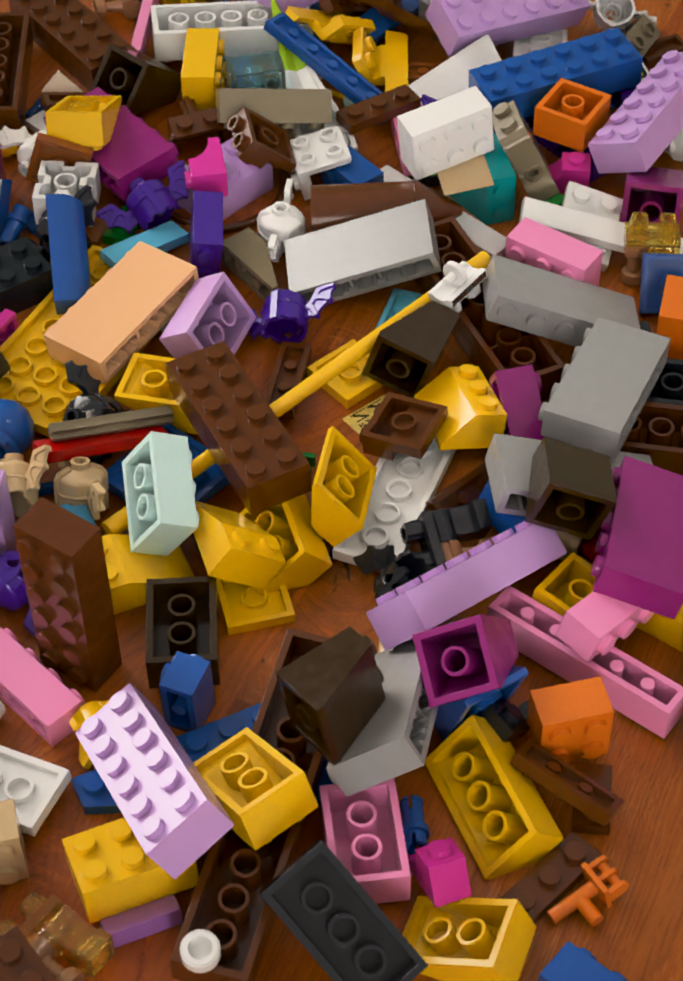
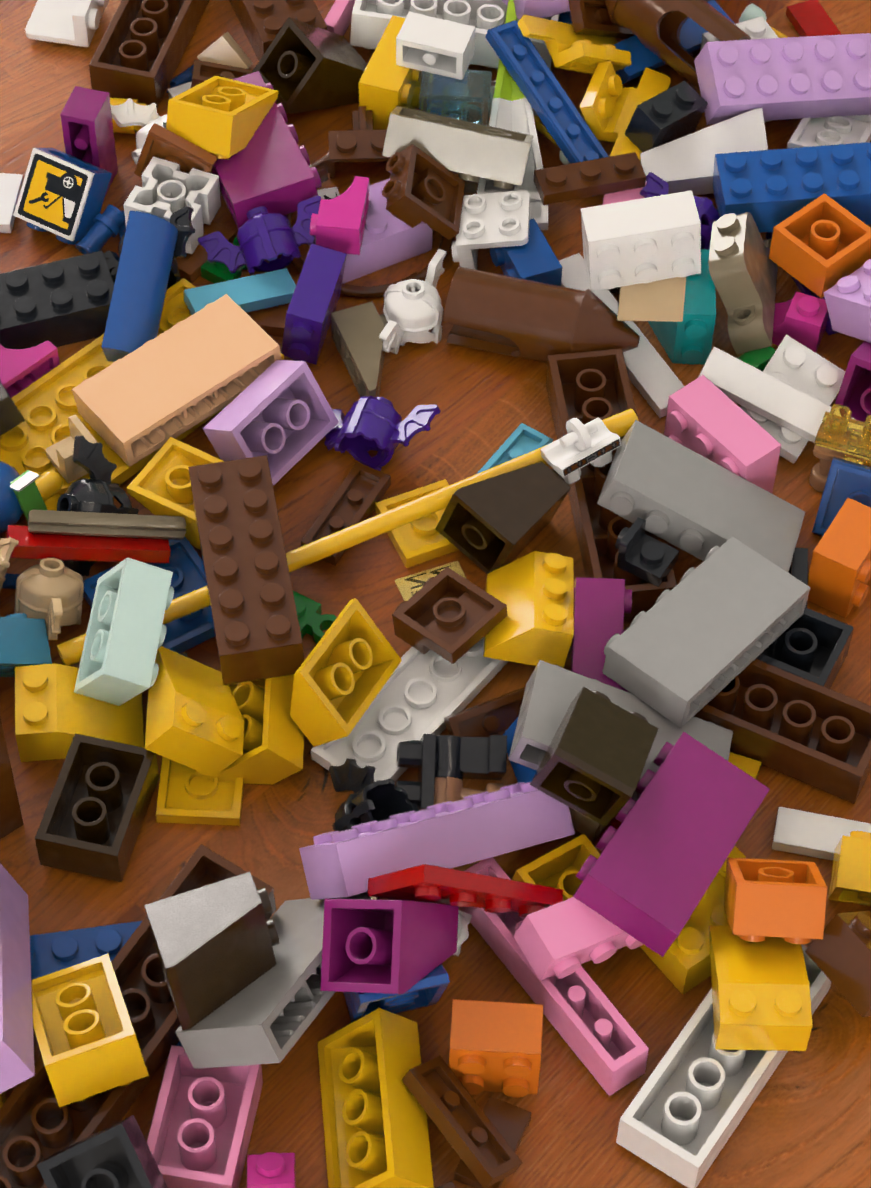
camera: 15 degrees right, 5 degrees up
(39, 414) = (34, 490): none -> piece
(56, 385) = (62, 452): none -> tan panel
(187, 691) = (71, 884): blue brick -> none
(231, 38) = (435, 45): none -> white brick
(365, 253) = (492, 373): brick -> none
(414, 826) = (270, 1125): blue pin -> none
(418, 56) = (666, 117): none -> black brick
(507, 719) = (424, 1023): black plate -> none
(512, 603) = (463, 889): none -> red wing
(534, 349) = (644, 555): none -> black bracket

